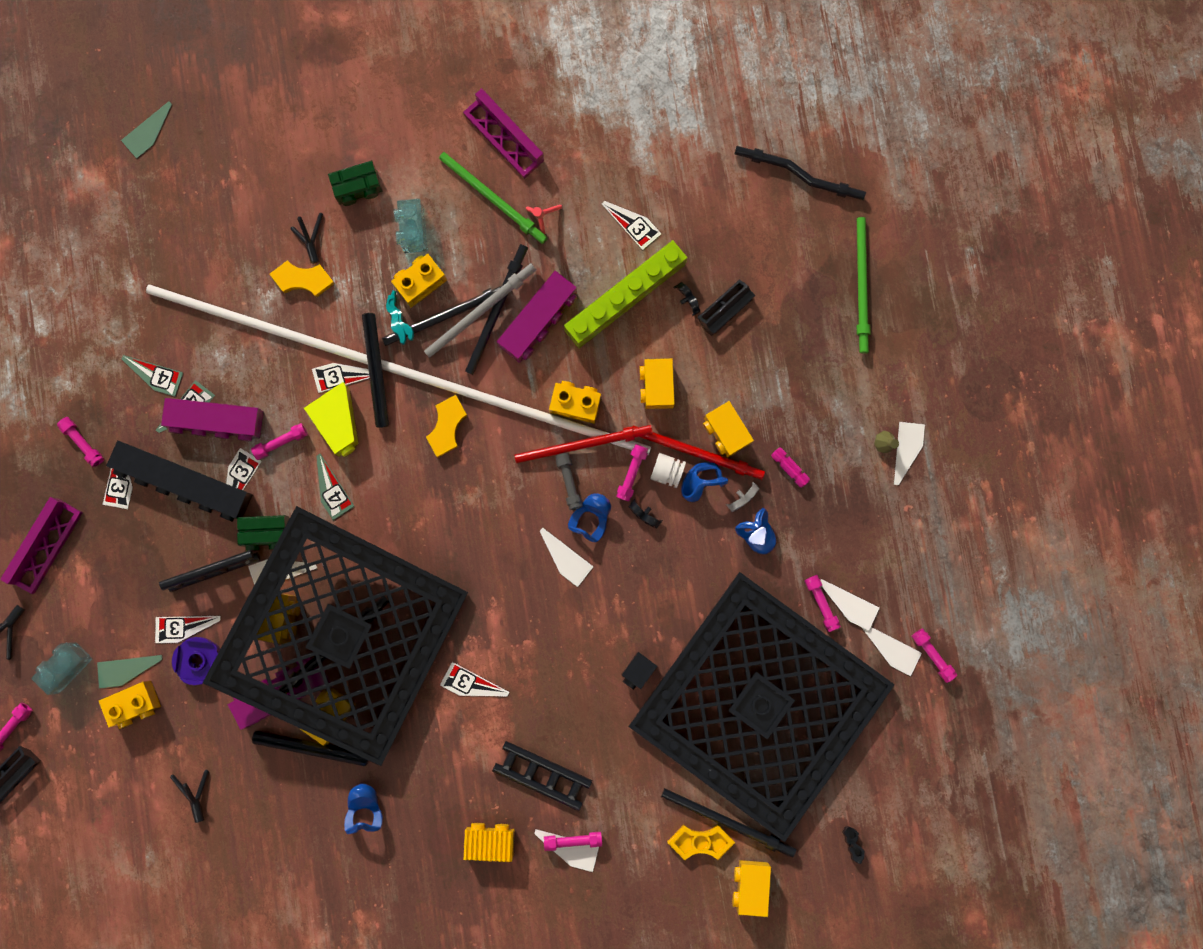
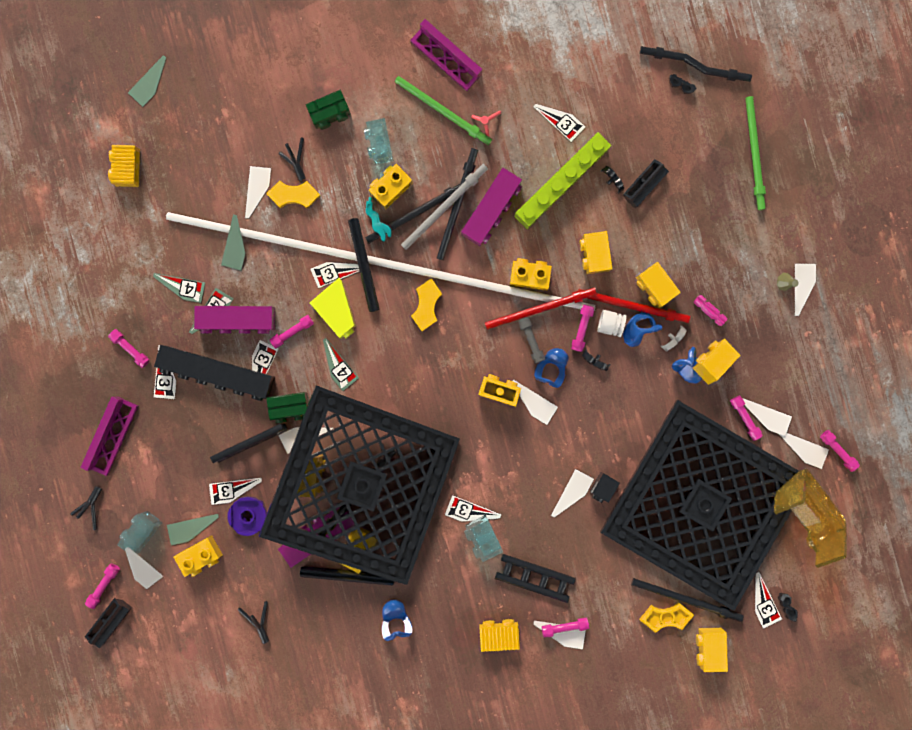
camera: 10 degrees left, 5 degrees up
(58, 715) = (141, 570): none -> white sticker
(104, 224) = (124, 165): none -> yellow brick
(223, 335) = (234, 248): none -> sand green sticker
(261, 263) = (258, 184): none -> white sticker
(482, 718) = (483, 538): none -> clear light blue brick
(522, 538) = (500, 391): none -> yellow brick
(603, 671) = (575, 490): none -> white sticker
(786, 198) = (686, 87): none -> black piece
(790, 529) = (716, 361): none -> yellow brick
(825, 840) = (764, 604): none -> sticker
(897, 728) = (817, 514): none -> clear yellow windscreen

